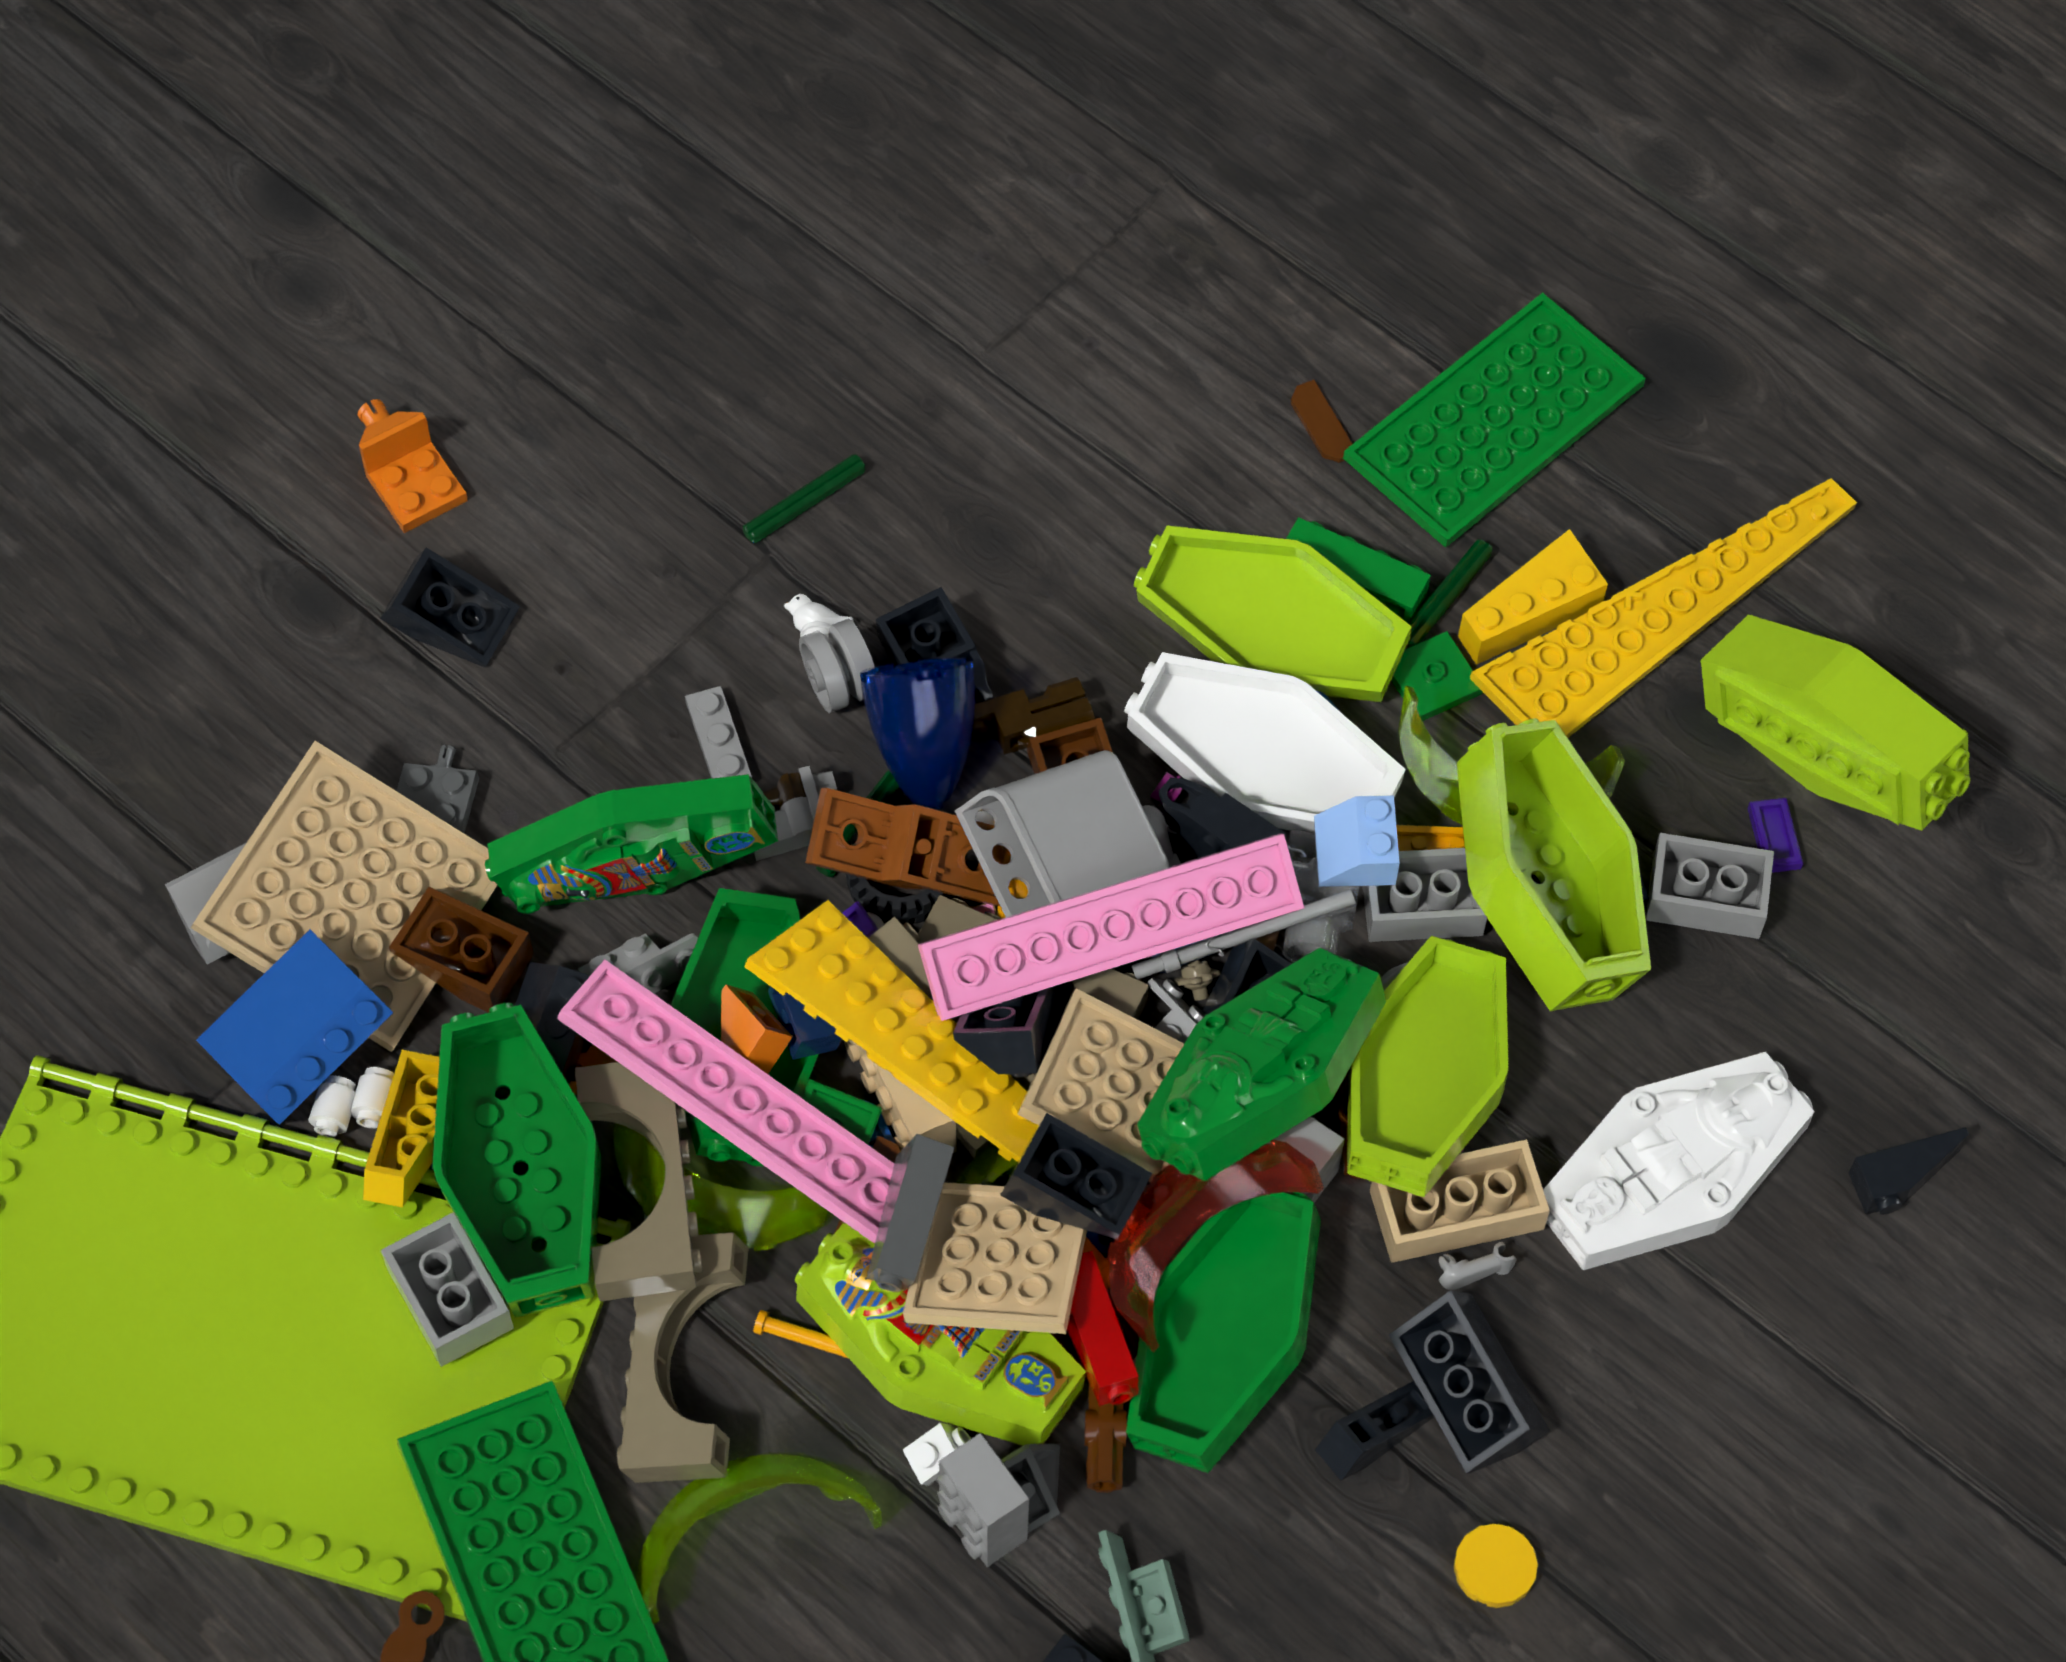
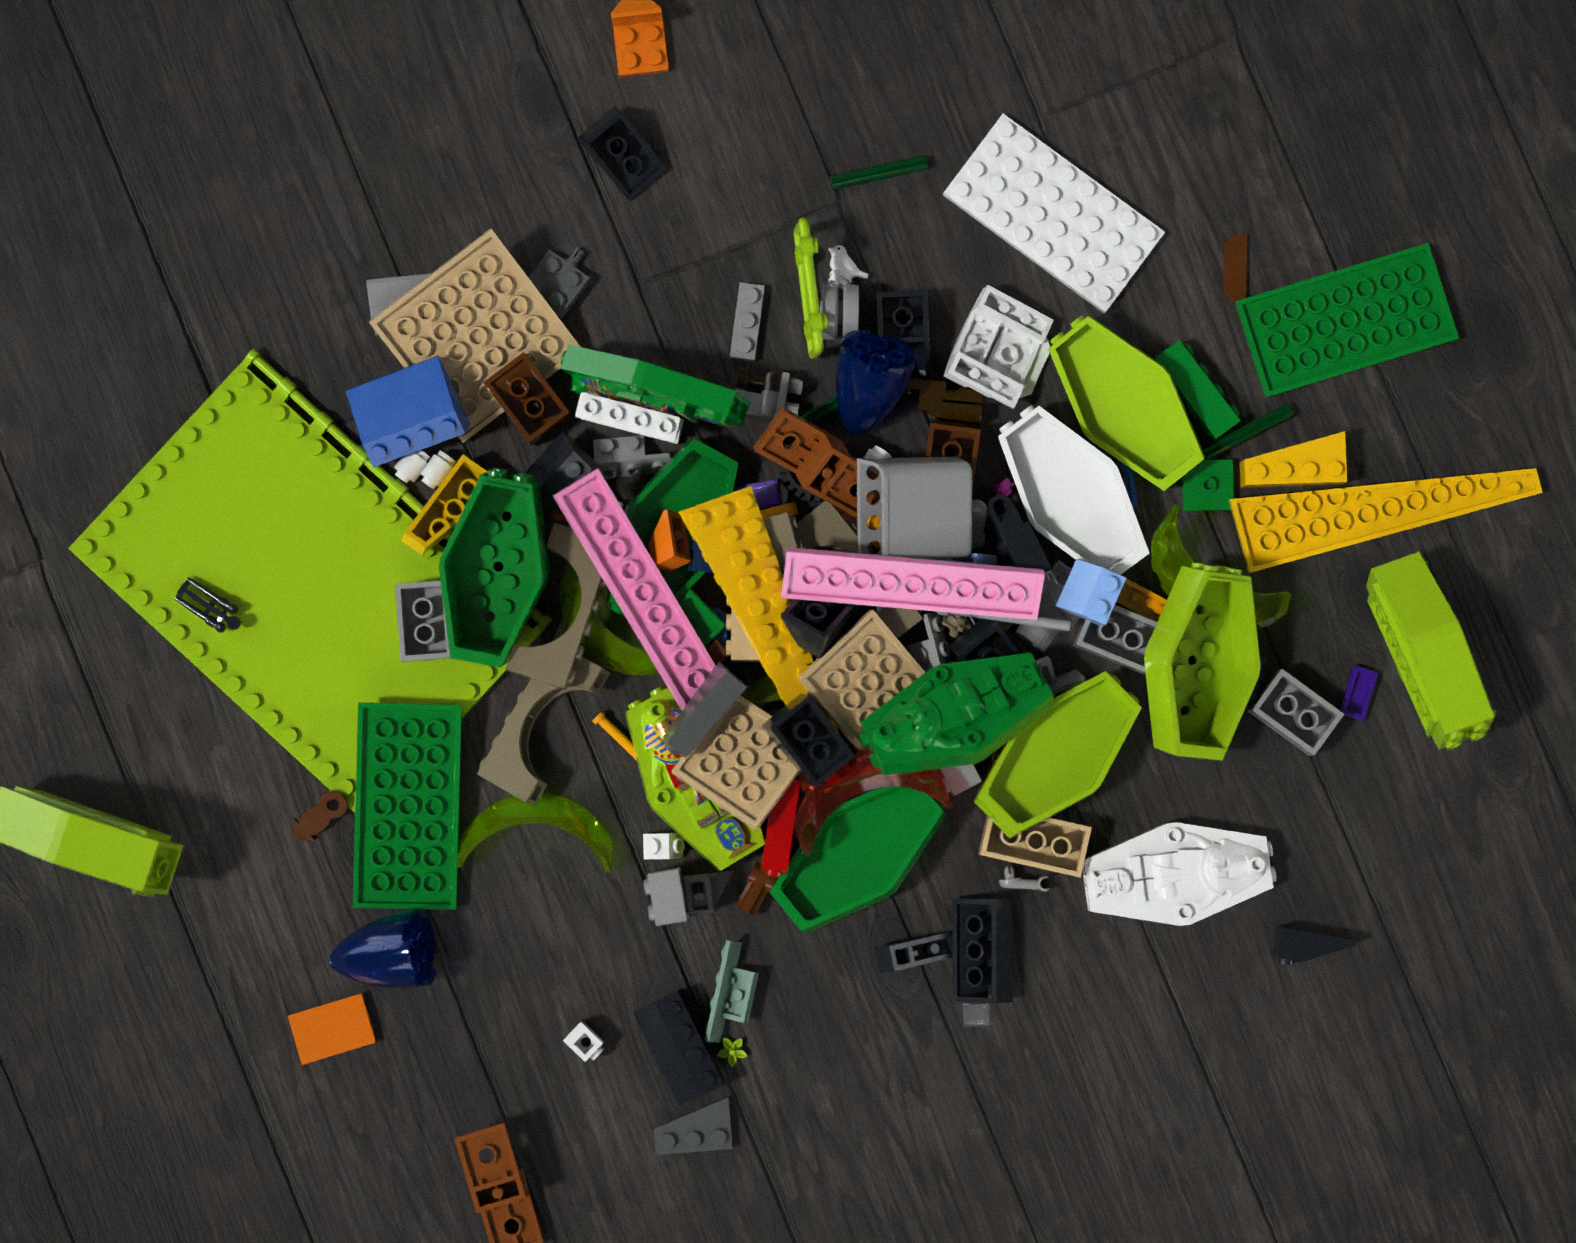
camera: 25 degrees right, 25 degrees up
(160, 1420) = (232, 622): none -> black piece
(616, 906) = (629, 418): none -> white fence
(811, 711) = (813, 319): none -> lime bar
(1055, 454) = (1053, 213): none -> white plate
(1072, 622) = (1000, 348): none -> white slope
(1495, 1565) = (941, 1060): yellow tile -> none
(1511, 1481) = (976, 1015): none -> clear slope

